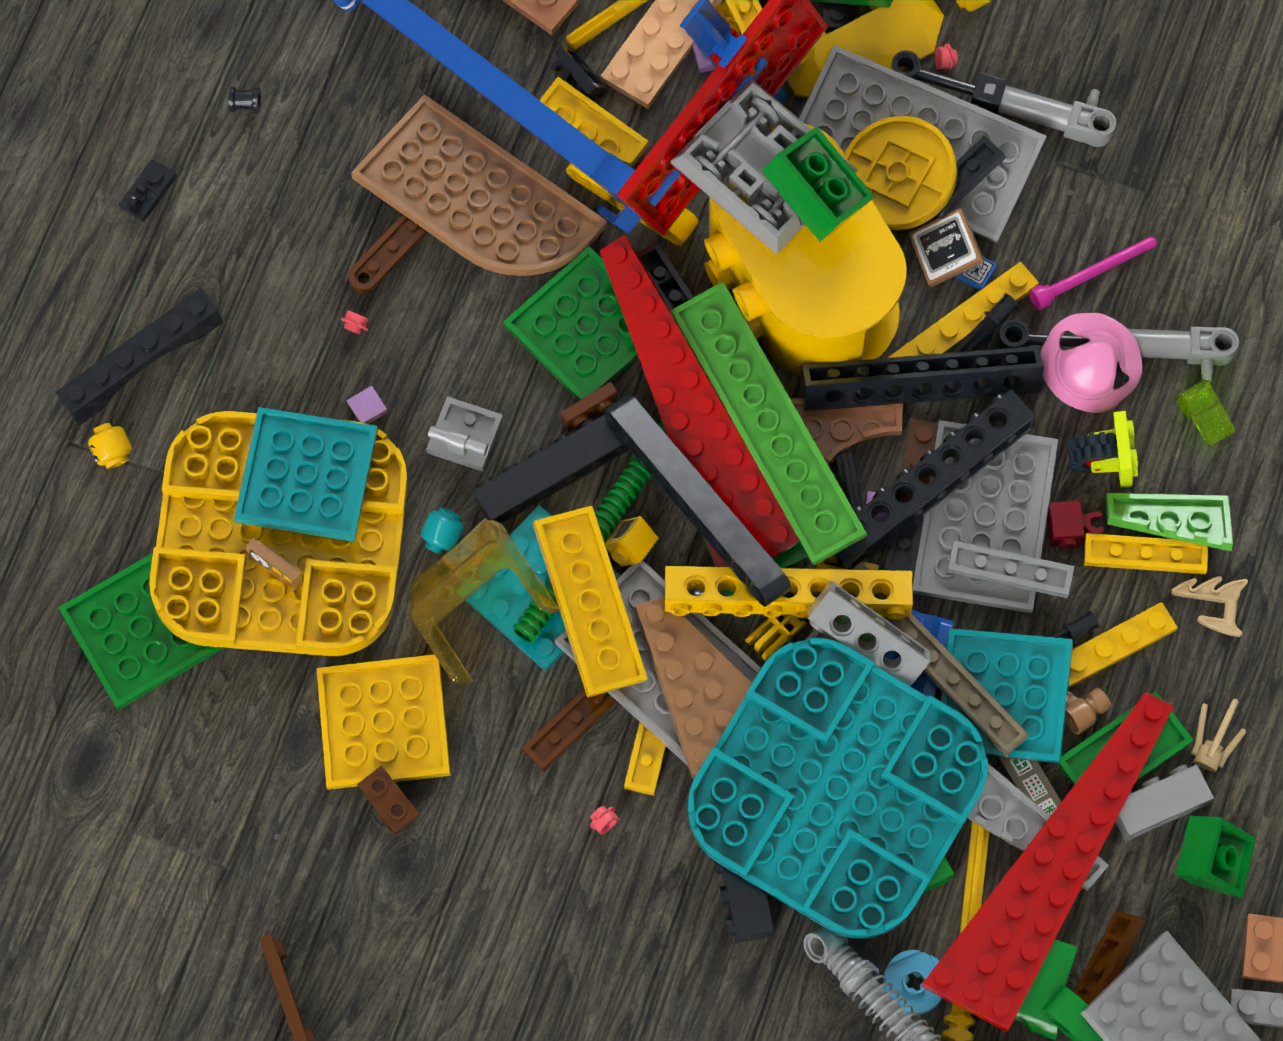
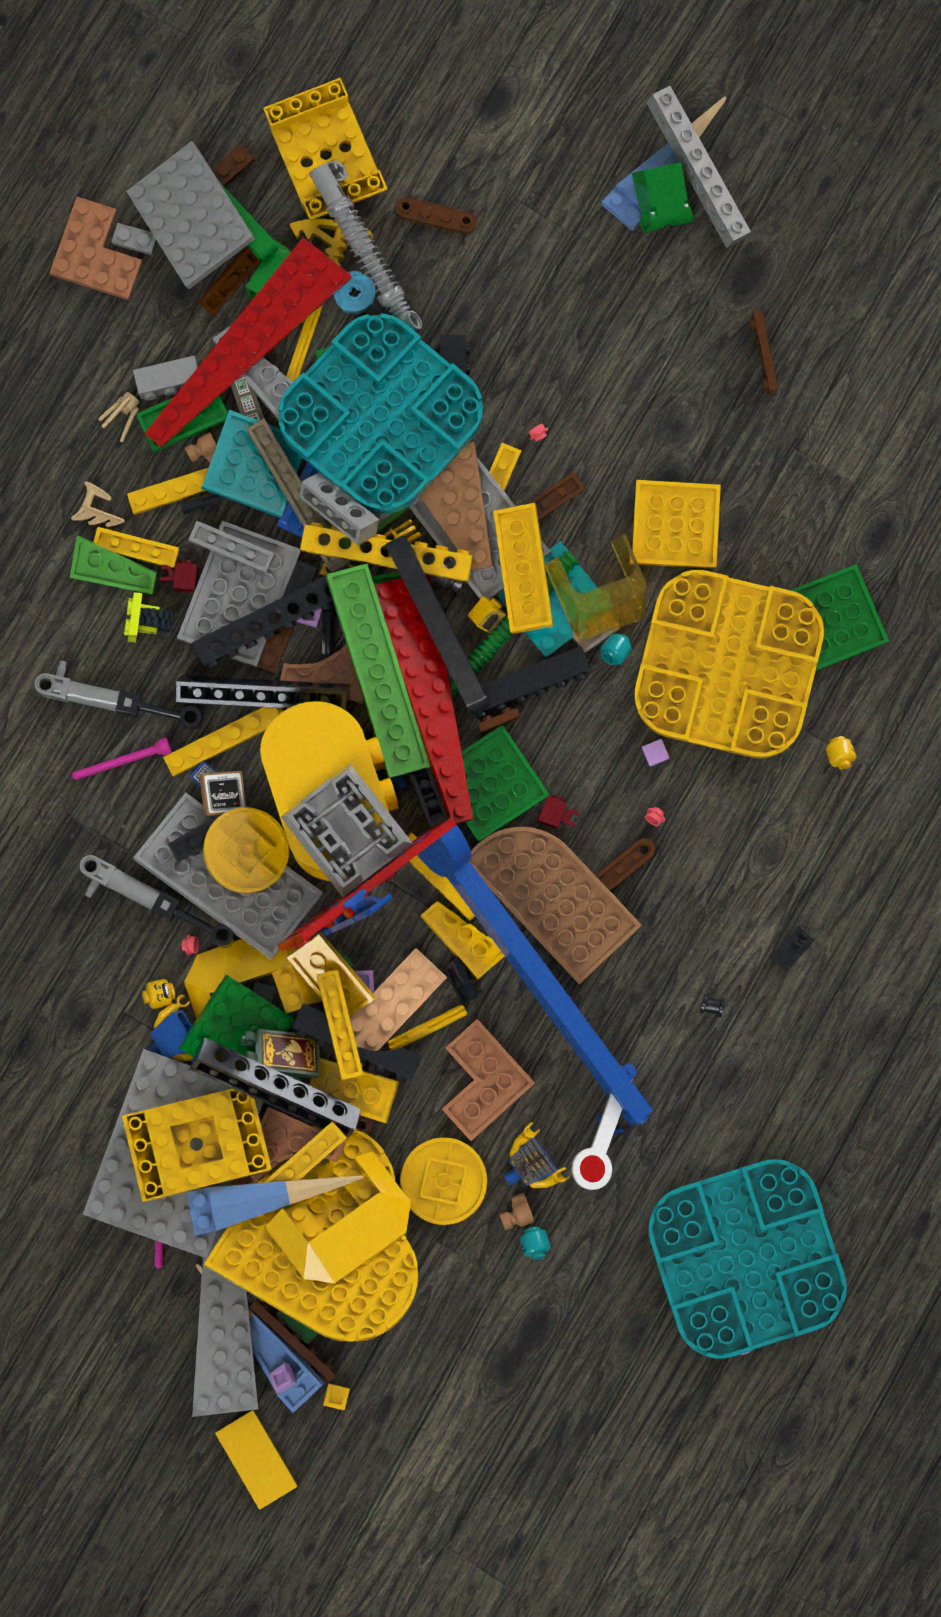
camera: 175 degrees left, 10 degrees up
(99, 383) = (812, 815): black arch -> none
(274, 563) = (735, 634): medium nougat tile -> none
(306, 474) = (704, 695): teal plate -> none
(388, 800) = (679, 466): reddish brown plate -> none
(464, 434) = (589, 718): light grey plate -> none
(492, 301) = (553, 812): none -> dark red brick
(817, 183) = (312, 799): green slope -> none
(991, 321) = (204, 730): black axle -> none
(1087, 373) = (126, 688): bright pink piece -> none
(1207, 412) = (69, 639): clear neon green plate -> none
(1215, 855) = (140, 337): green slope -> none

